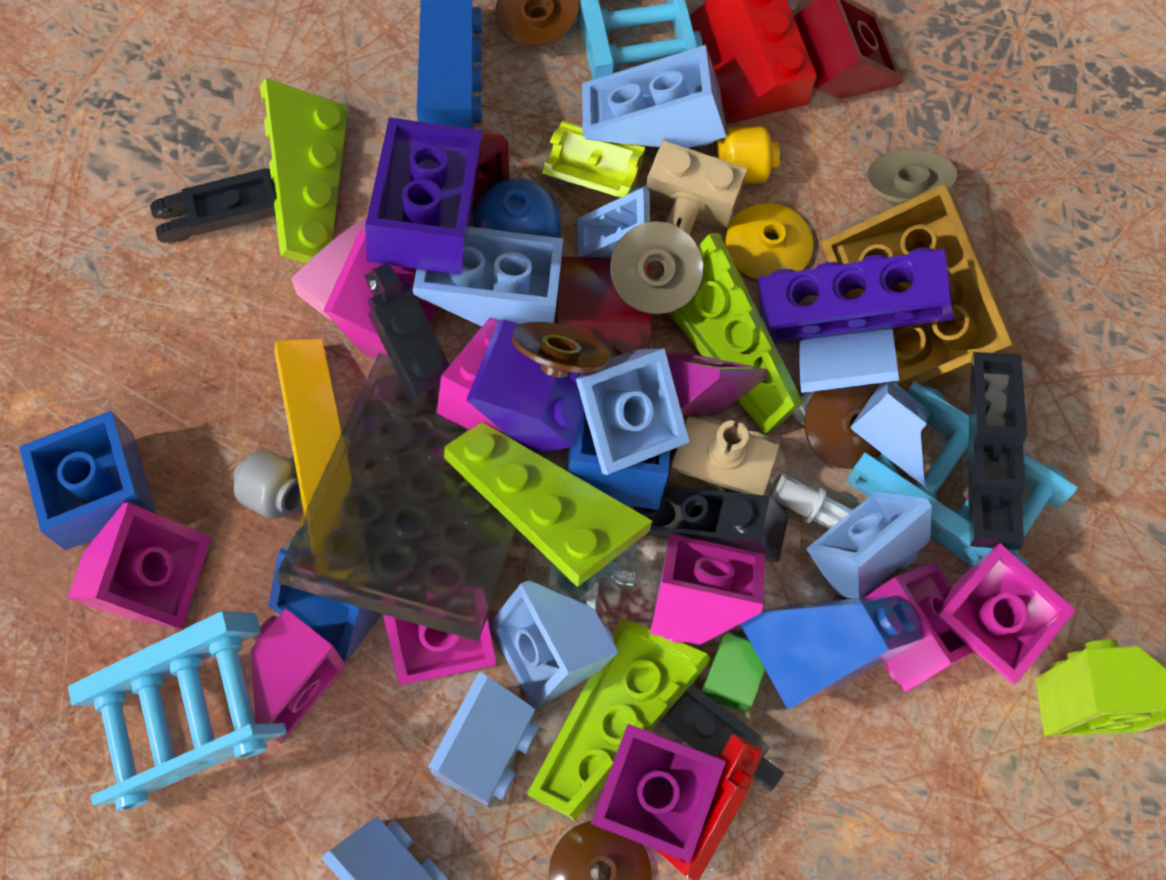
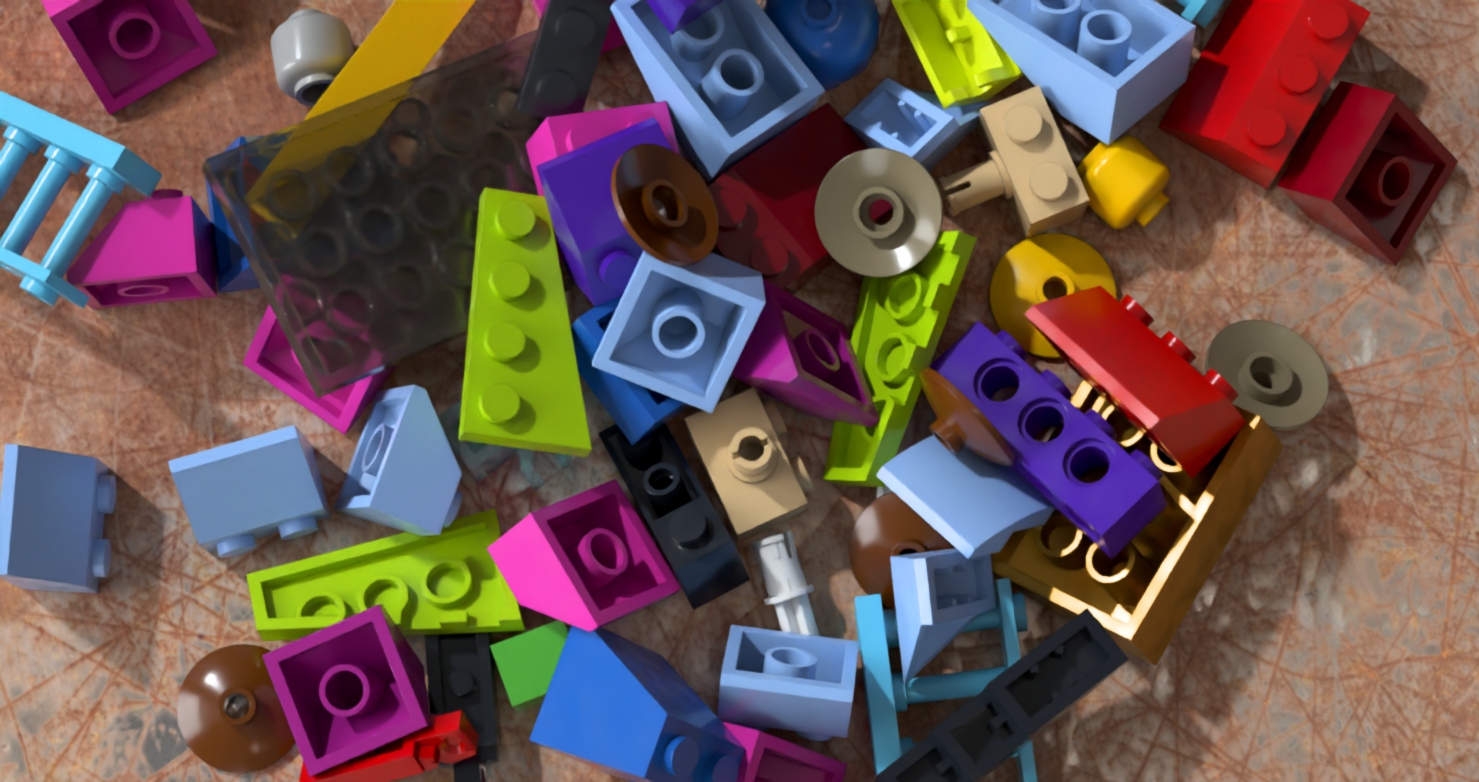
camera: 55 degrees right, 10 degrees up
(812, 321) = (961, 422): none -> reddish brown dish
(868, 222) = (1142, 374): none -> red slope

